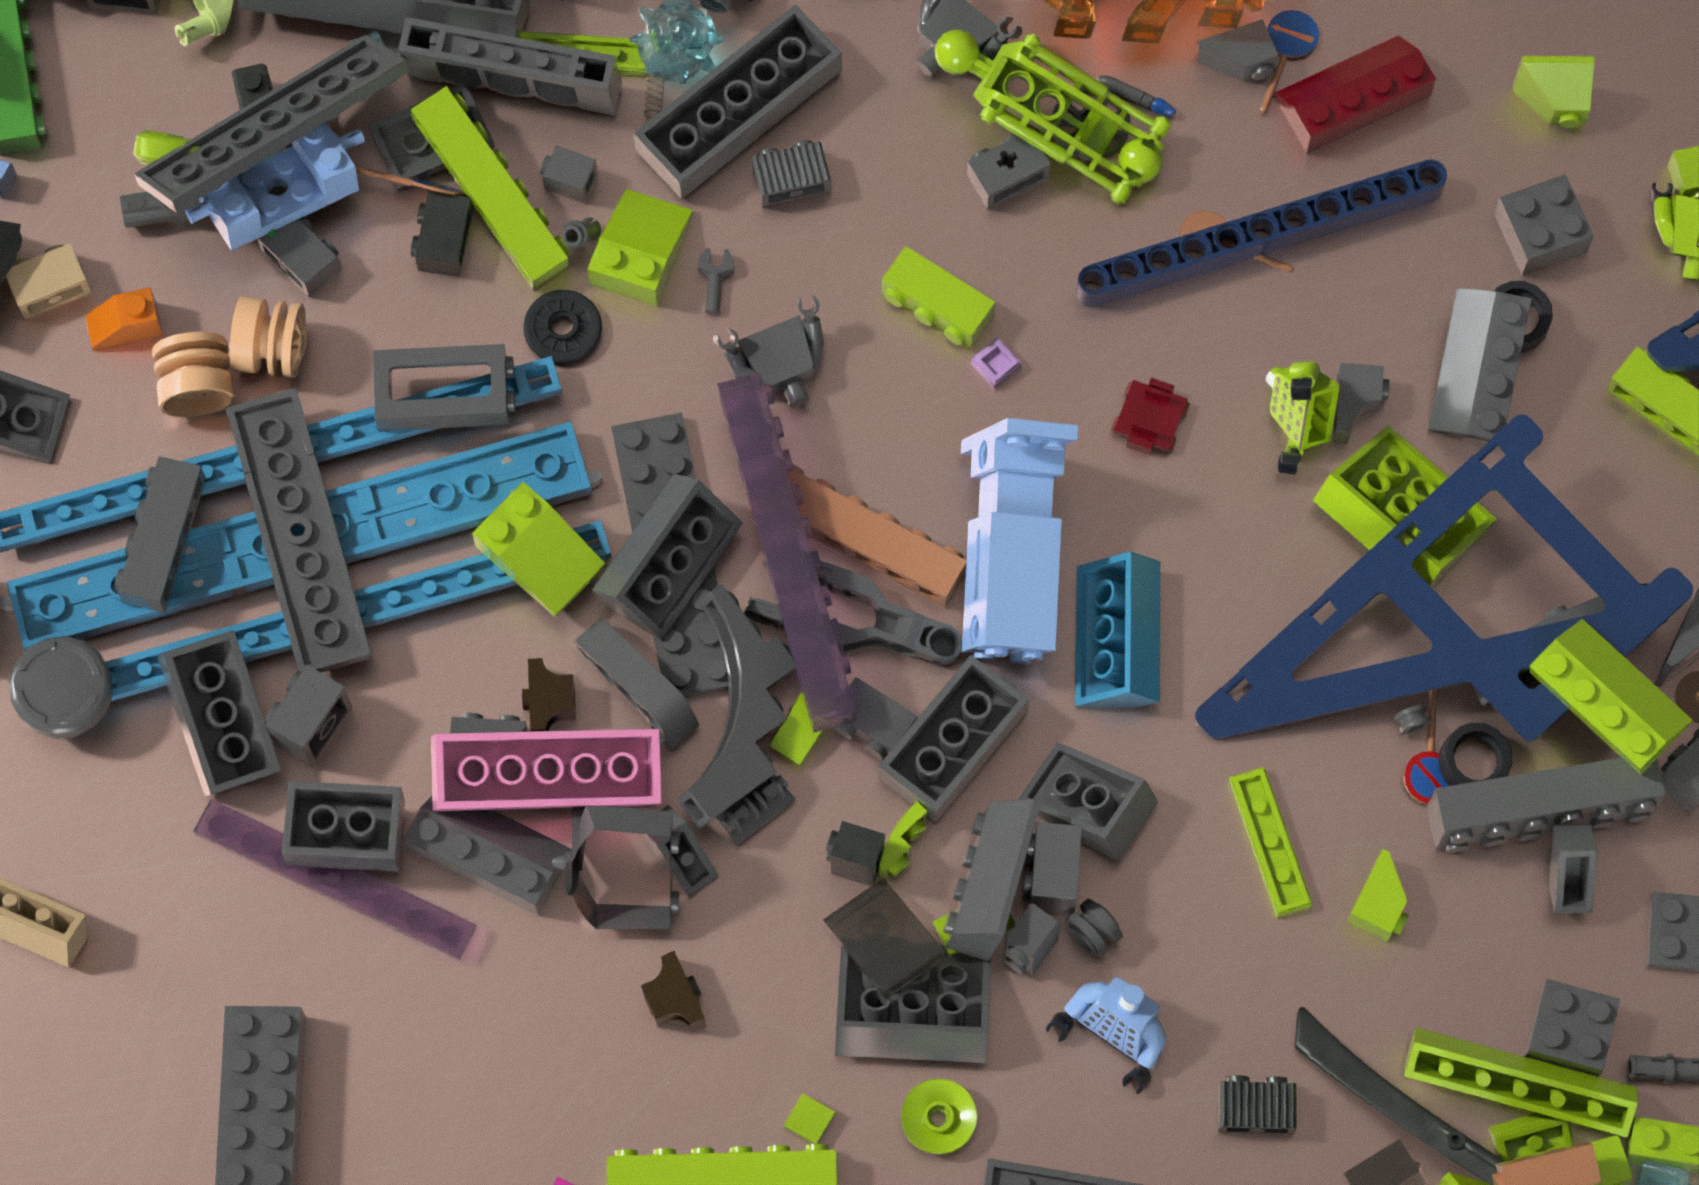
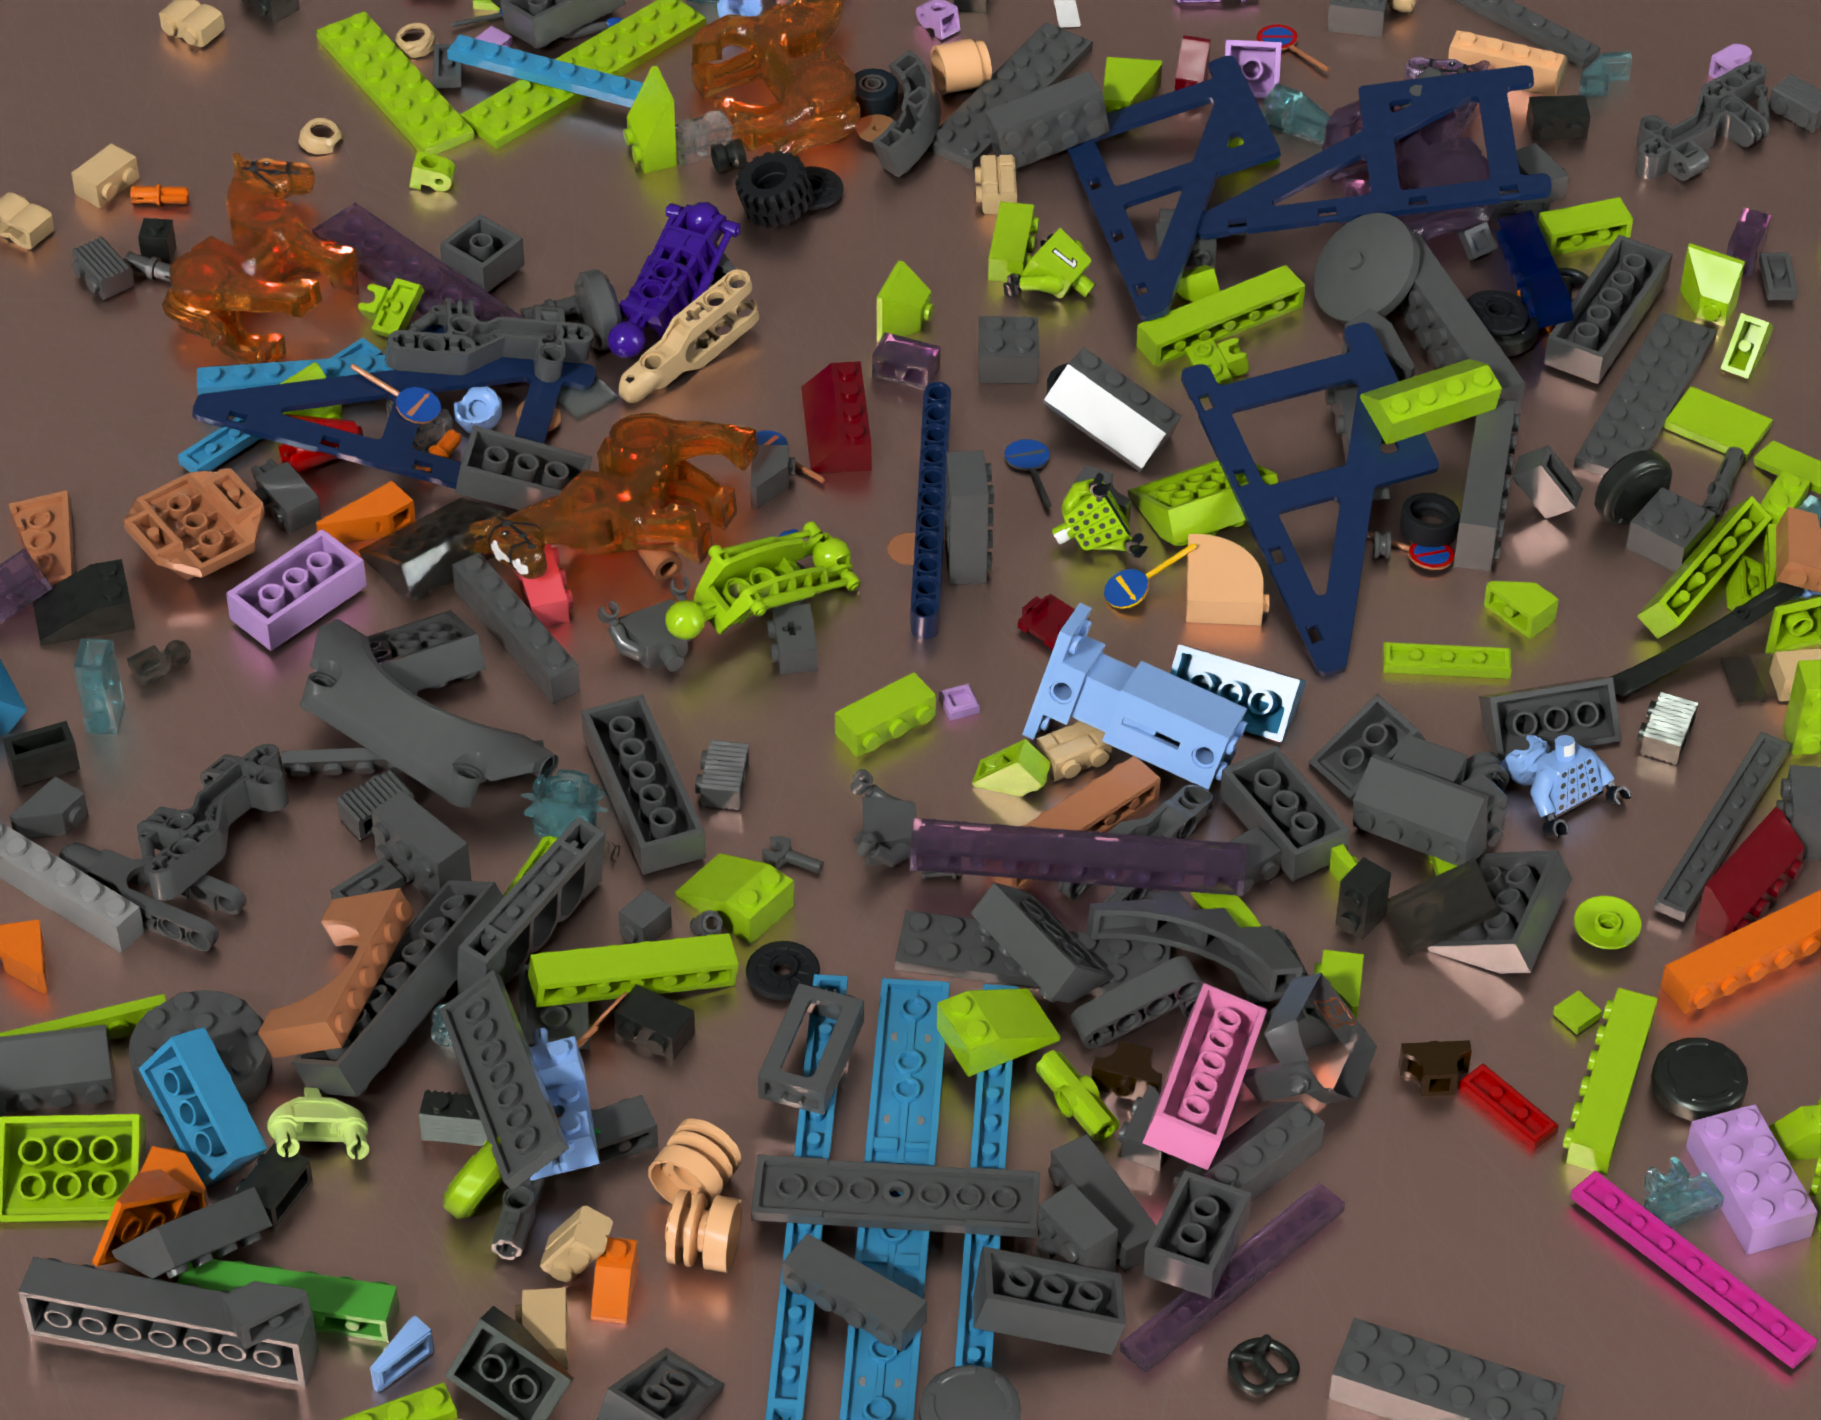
camera: 70 degrees left, 25 degrees down
(133, 268) = (576, 1244): none -> tan brick
(242, 939) = (1260, 1363): none -> pearl dark grey piece
(379, 725) = (1092, 1174): none -> dark grey brick
(502, 658) = (1077, 1096): none -> lime piece
(656, 1084) = (1508, 1106): none -> red tile
(746, 869) = (1344, 974): none -> lime slope
(909, 449) = (1013, 770): none -> lime slope
(955, 494) = (1073, 750): none -> tan brick
(1136, 965) = (1523, 764): none -> light blue hair
(1215, 271) = (968, 517): none -> dark grey brick
(1219, 975) = (1572, 708): none -> dark grey slope
(1235, 474) = (1131, 585): none -> blue piece
(1276, 568) = (1223, 583): none -> light nougat brick
(1396, 303) = (1029, 456): none -> blue piece
(1479, 126) = (905, 361): none -> clear purple brick
(1606, 966) = (1631, 485): none -> pearl dark grey piece
(1631, 450) = (1225, 361): none -> lime plate

